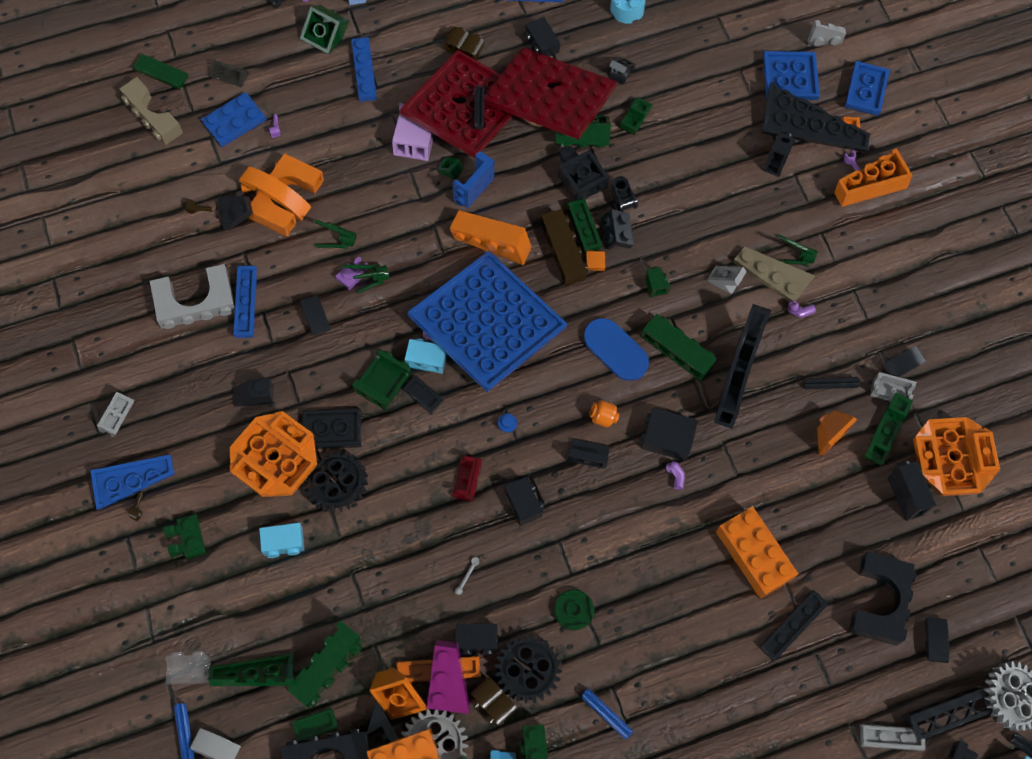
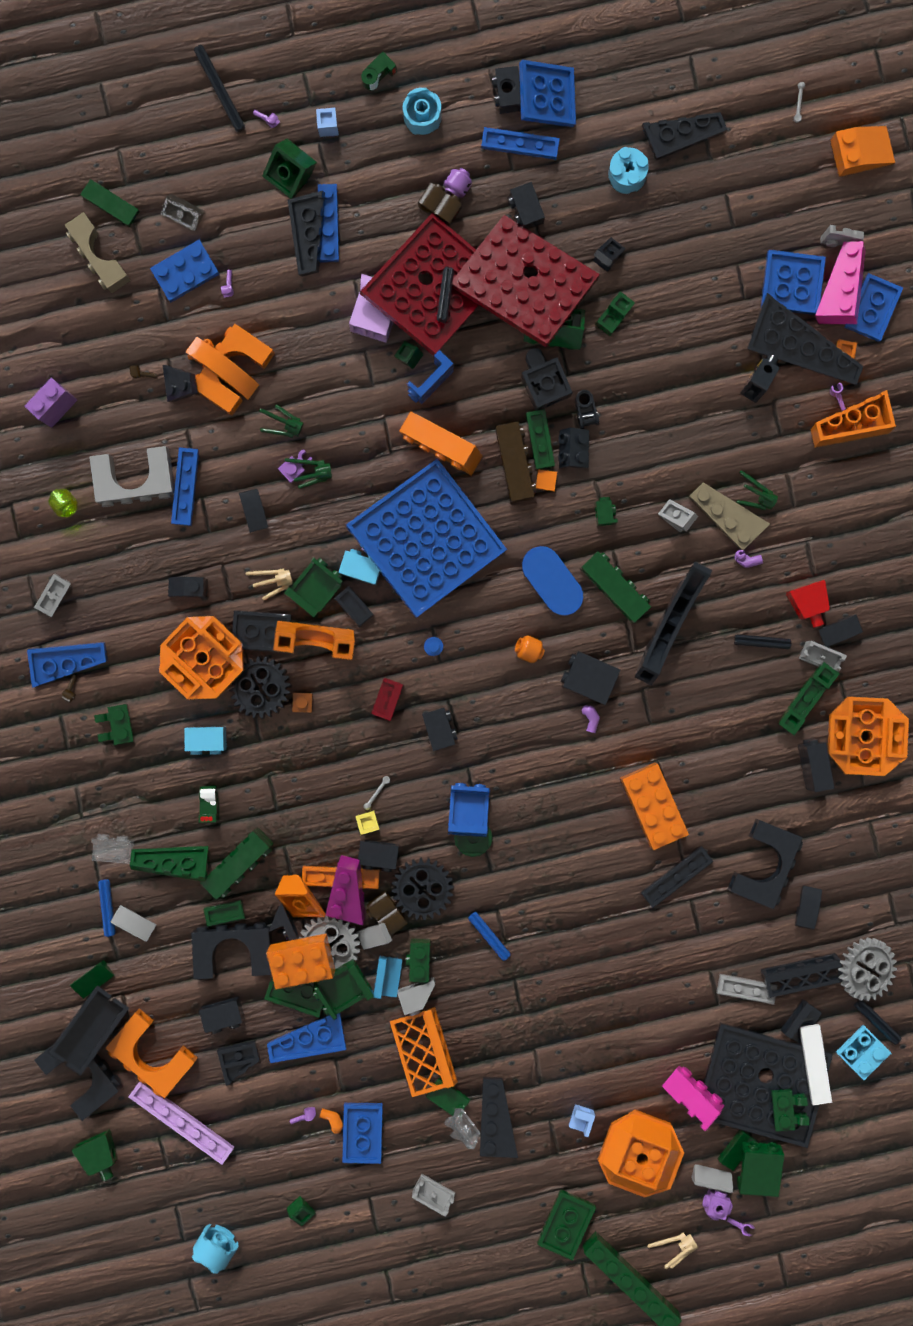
camera: 10 degrees right, 20 degrees up
(110, 236) = (51, 403): none -> medium lavender brick
(124, 328) = (63, 502): none -> clear neon green head
(290, 608) = (208, 804): none -> dark green leg
(344, 70) = (306, 224): none -> black wing
(348, 374) = (283, 579): none -> tan plant
(369, 423) = (337, 640): none -> orange arch
(380, 493) = (302, 702): none -> dark orange plate
(461, 606) = (367, 822): none -> light yellow plate
(478, 25) = (457, 182): none -> medium lavender head
(482, 726) = (374, 936): none -> light grey tile
(566, 579) = (468, 810): none -> blue panel
(588, 453) = (509, 686): black panel -> none
(832, 429) = (752, 694): orange slope -> none
(837, 73) = (843, 291): none -> wedge
(869, 340) = (810, 602): none -> red torso

